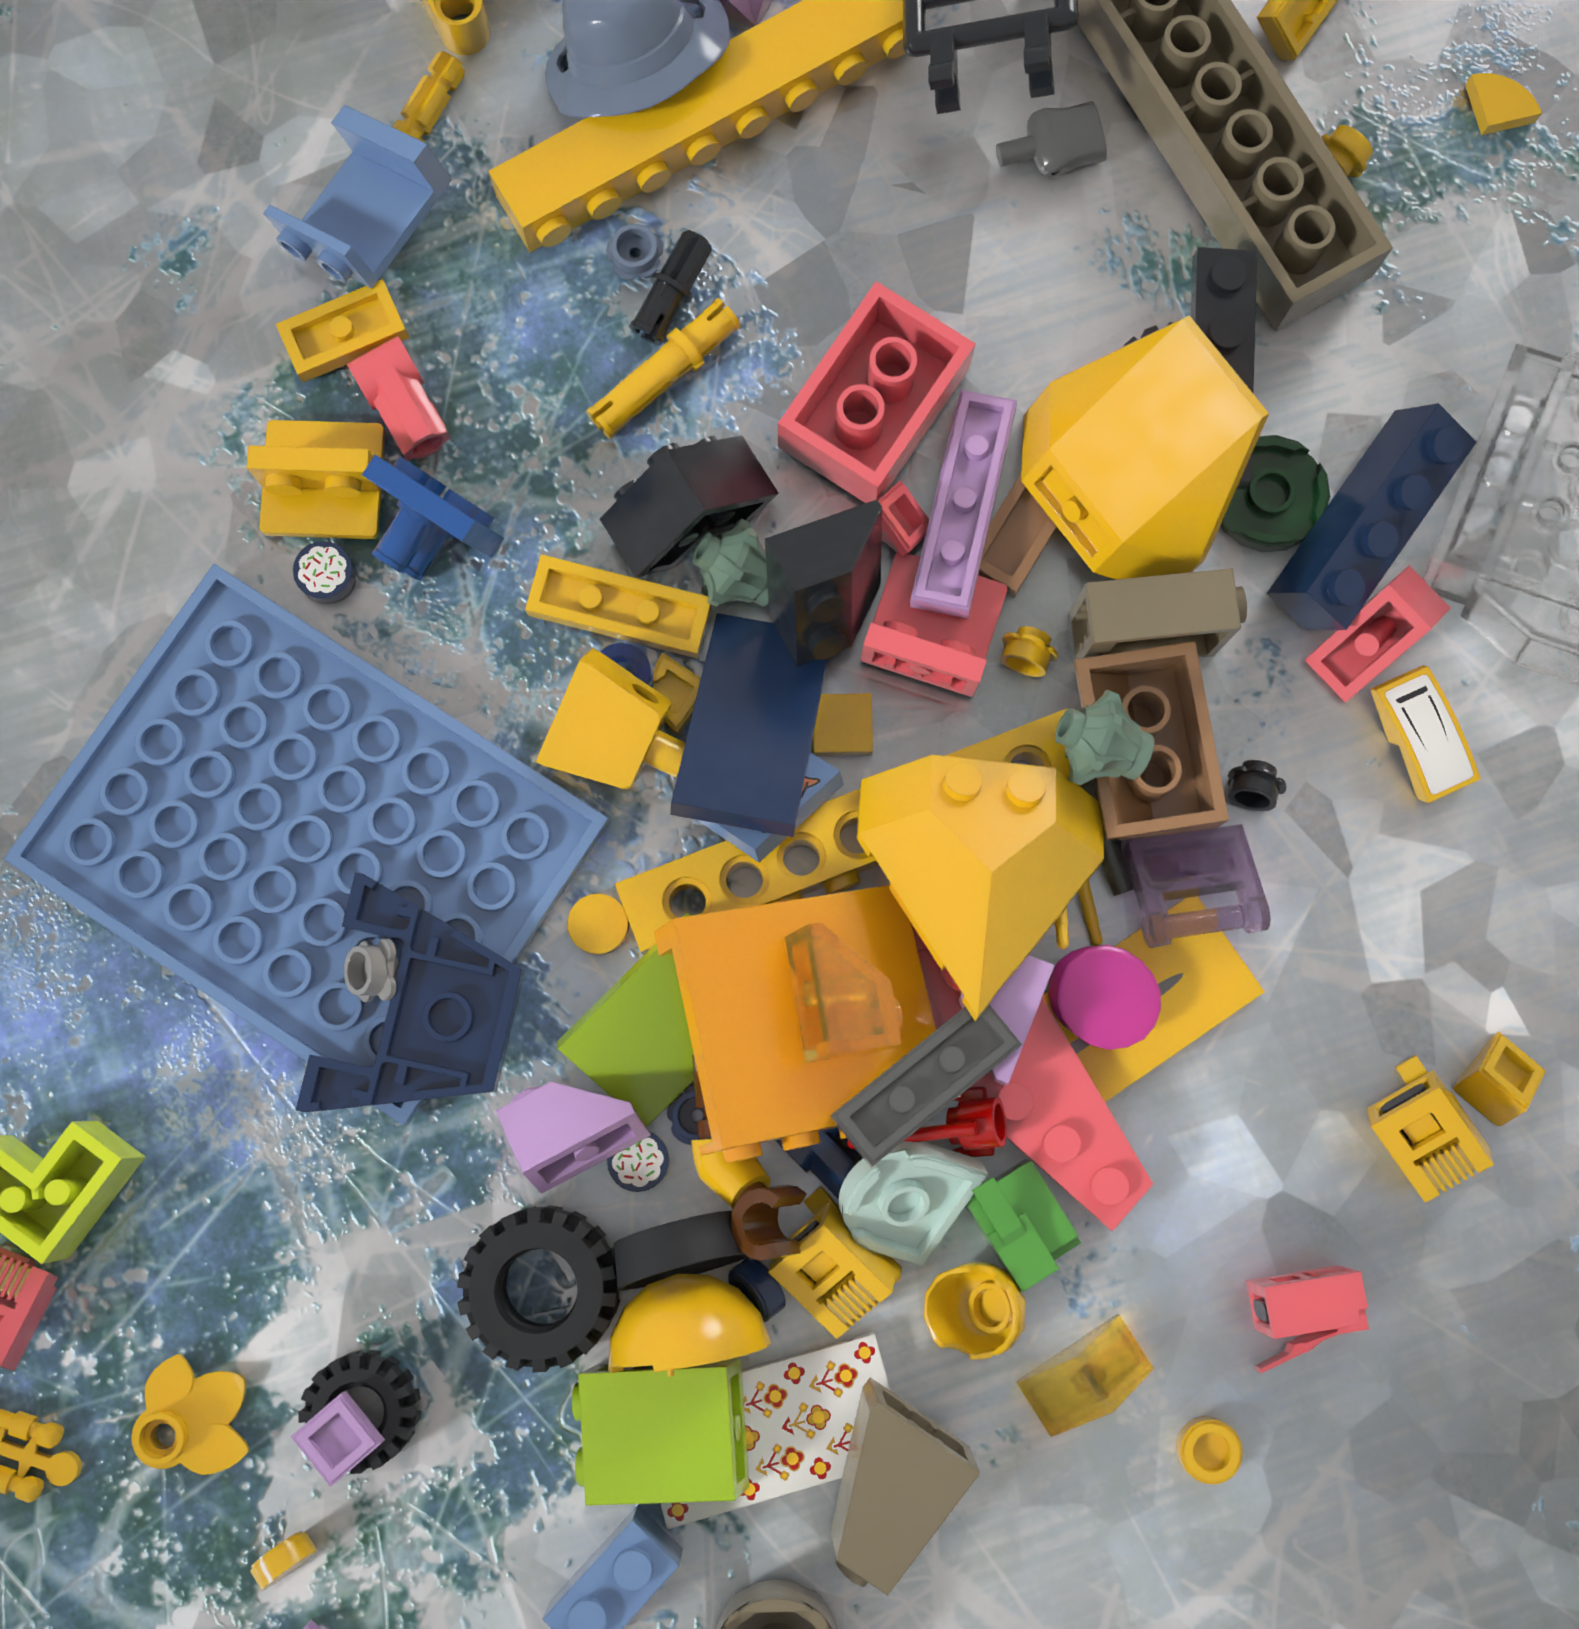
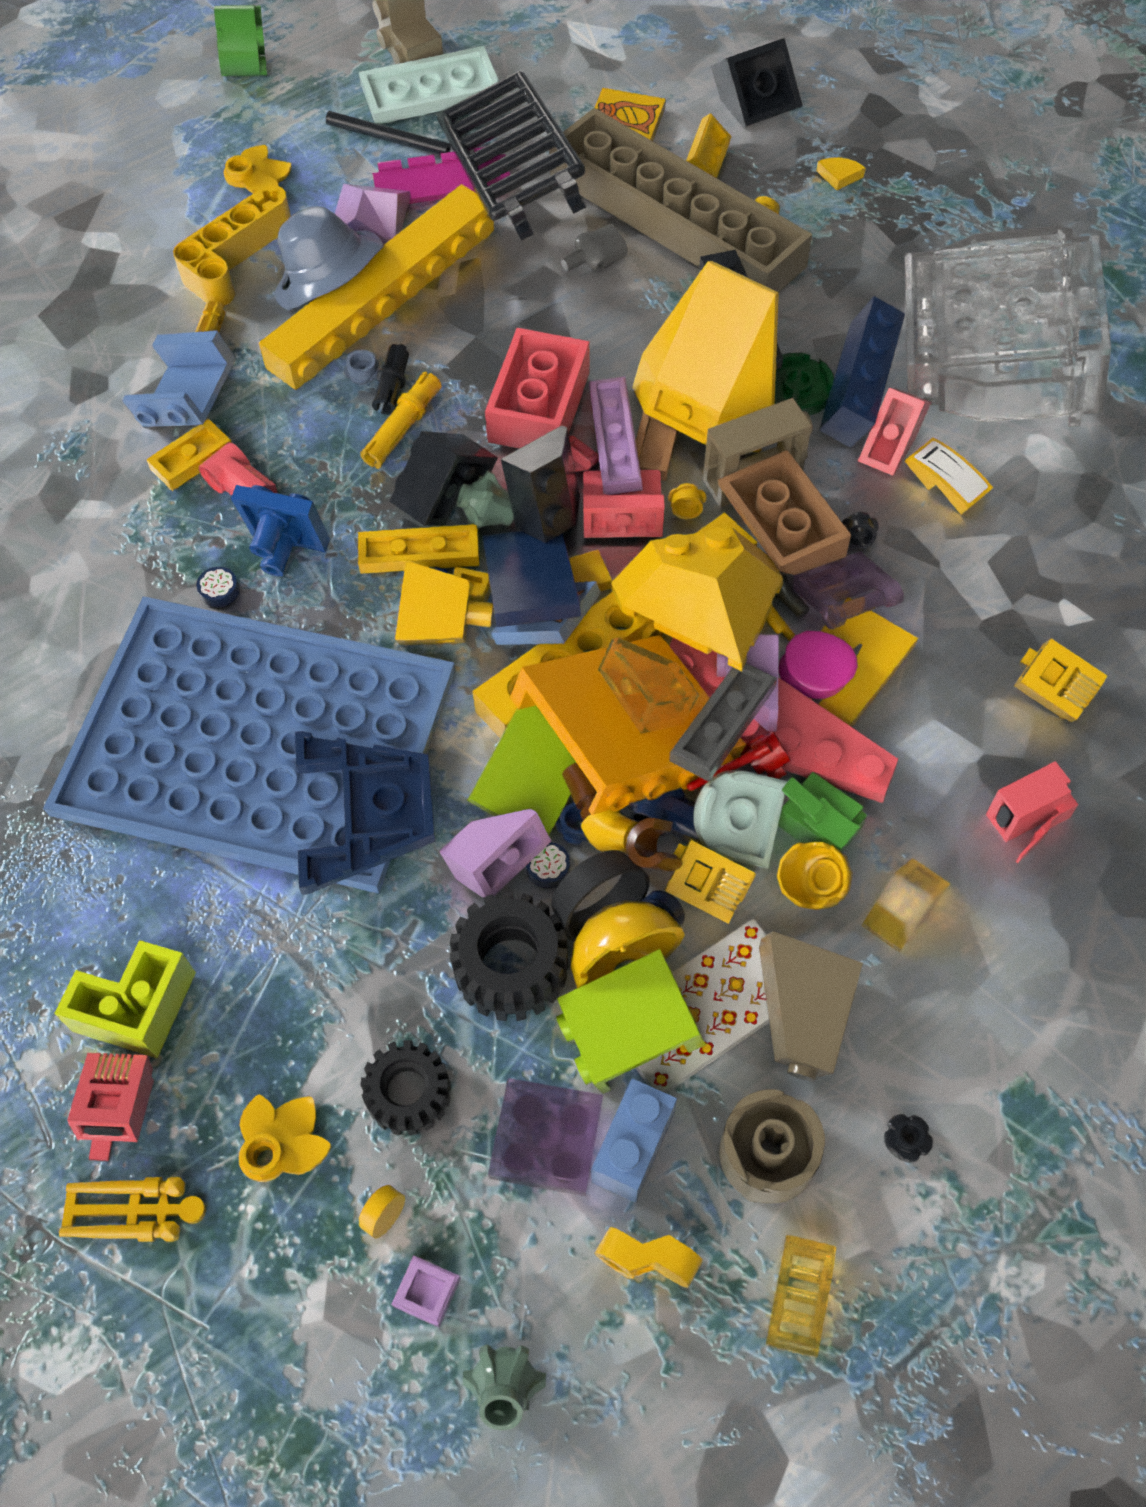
camera: 15 degrees left, 20 degrees down
(316, 479) = (199, 536): yellow bracket -> none
(337, 1438) = (397, 1098): lavender tile -> none
(372, 970) = (324, 789): light grey plate -> none
(510, 1535) = (546, 1137): none -> clear purple plate
(598, 924) = (468, 732): yellow tile -> none
(1103, 741) = (755, 506): sand green rock -> none
(1209, 1450) = (1011, 922): yellow tile -> none
(1500, 1080) = (1090, 643): yellow slope -> none

